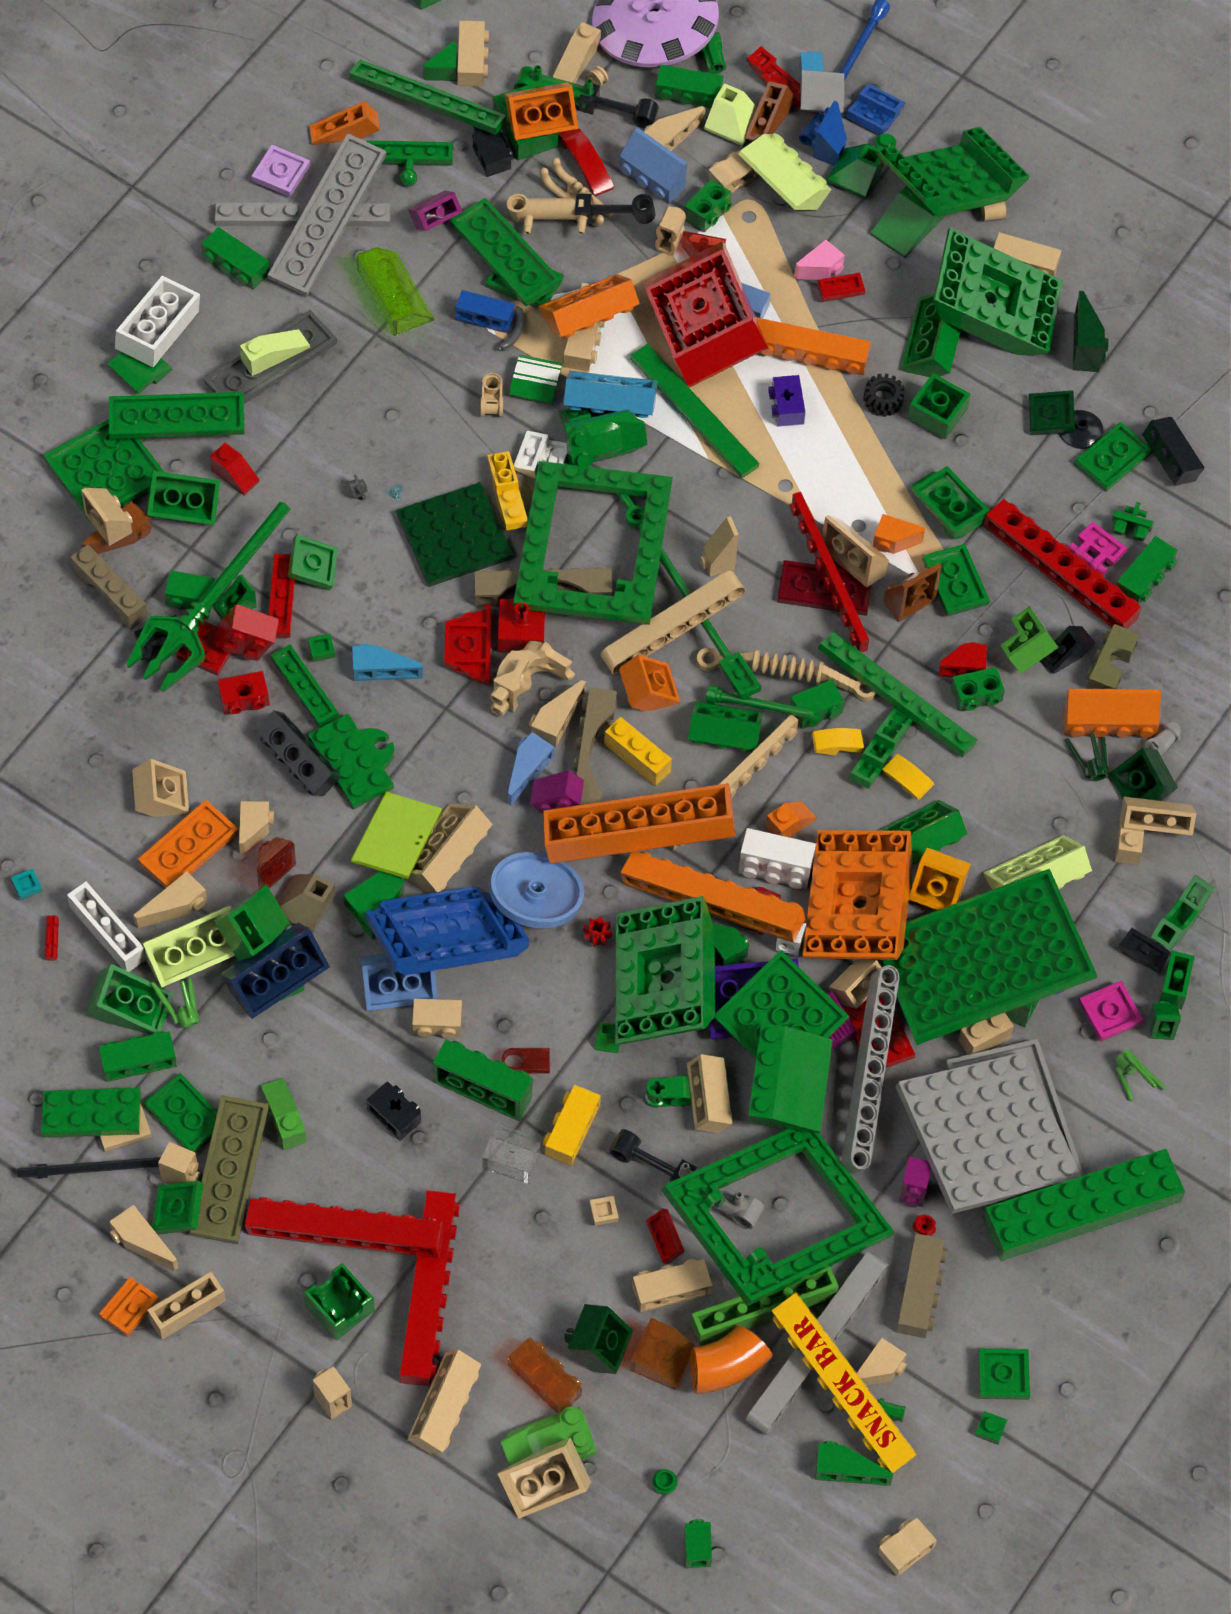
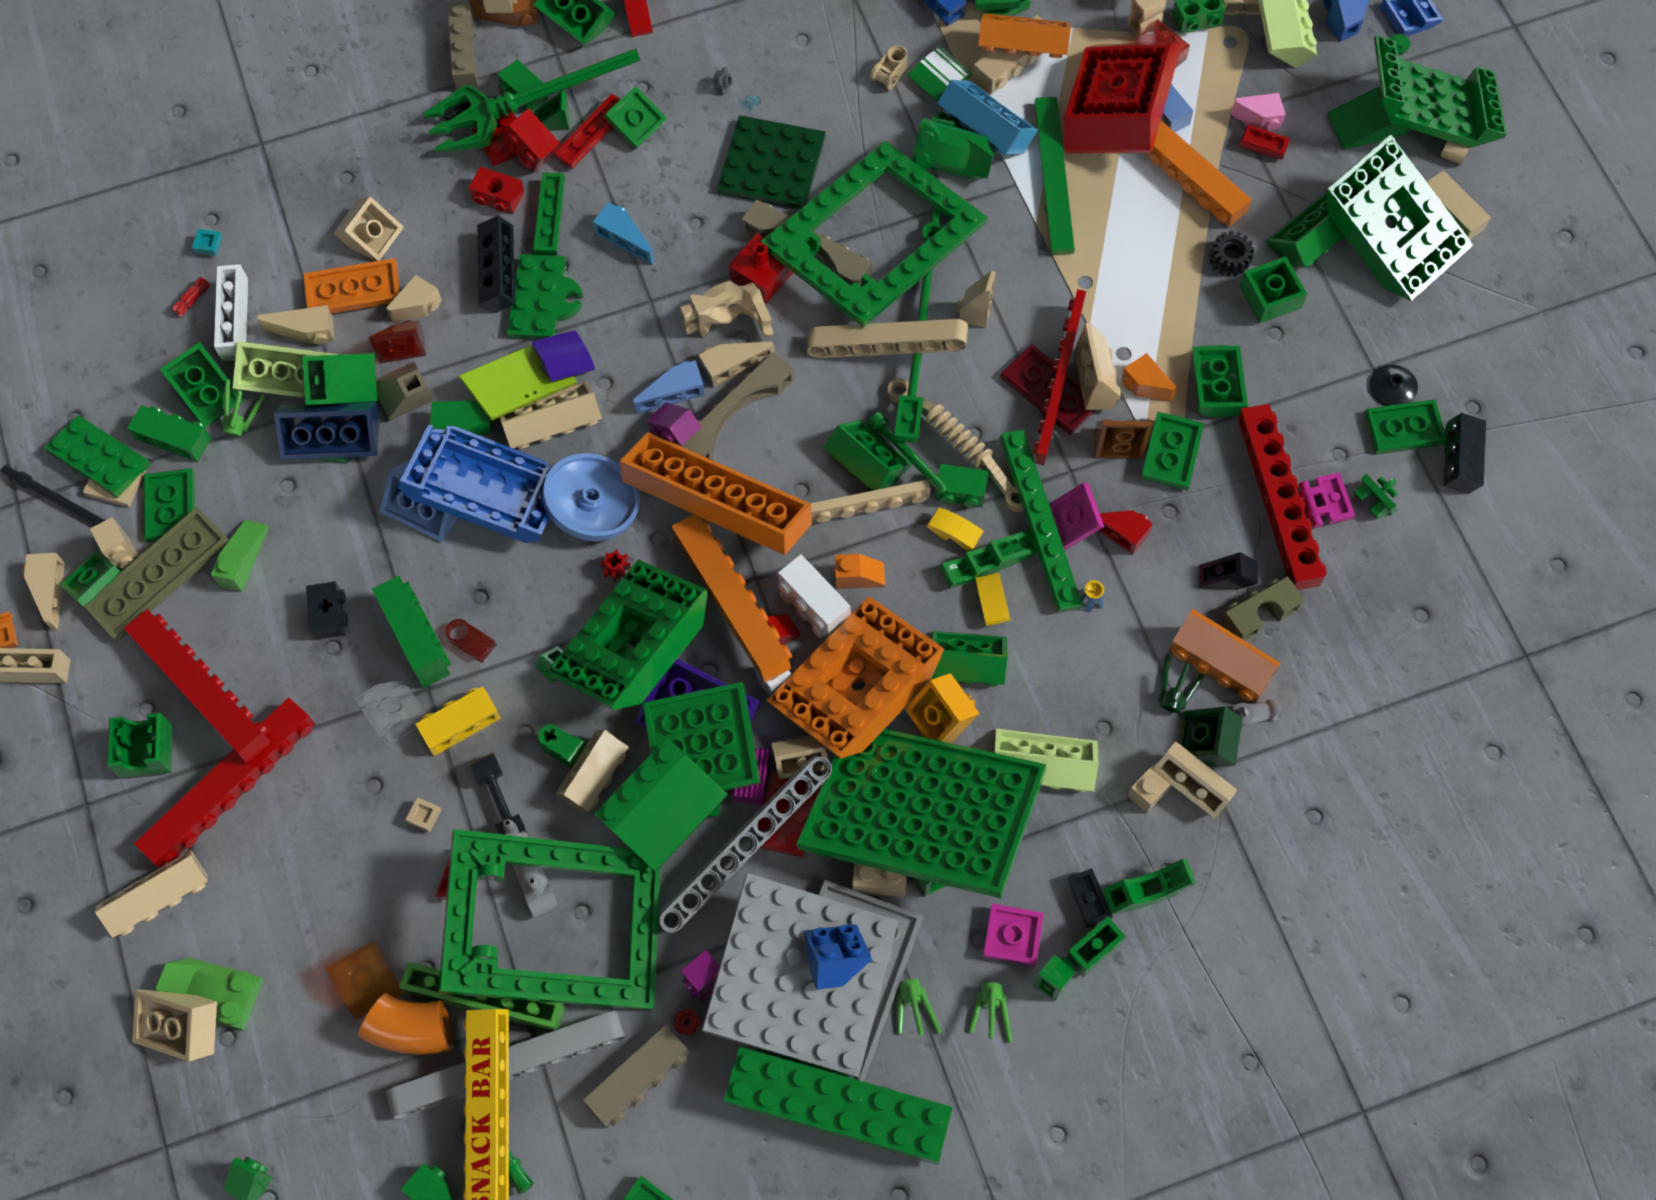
camera: 40 degrees right, 5 degrees up
(321, 647) = (588, 190): green plate -> none
(332, 1392) = (68, 820): tan brick -> none
(417, 794) = (563, 355): none -> dark purple slope
(437, 1017) = (425, 554): tan brick -> none
(469, 645) = (709, 258): red wing -> none
(507, 491) = (841, 150): yellow slope -> none
(519, 325) = (960, 25): dark grey piece -> none
(538, 448) = (895, 131): white slope -> none
(545, 1375) = (254, 929): clear orange brick -> none
(599, 1339) = (316, 929): dark green brick -> none
(637, 751) = (773, 432): yellow brick -> none
(649, 684) = (830, 380): orange slope -> none
(664, 1481) = (275, 1099): green plate -> none
(672, 1284) = (414, 918): tan brick -> none
(729, 945) = (714, 646): green slope -> none
(788, 400) = (1141, 210): dark purple brick -> none
(857, 169) = (1352, 52): green slope -> none
(883, 1364) = (543, 1126): tan slope -> none
(924, 673) = (1076, 515): none -> dark pink plate
(975, 684) = (1119, 553): green brick -> none
(981, 723) = (1093, 593): none -> piece
(1006, 1098) = (835, 955): none -> blue slope
(1030, 643) = (1196, 546): bright green brick -> none
(1052, 412) = (1376, 355): dark green tile -> none
(1072, 1099) = (912, 995): none -> bright green plant
(1088, 338) = (1455, 310): dark green slope -> none
(1148, 570) = (1358, 547): green brick -> none

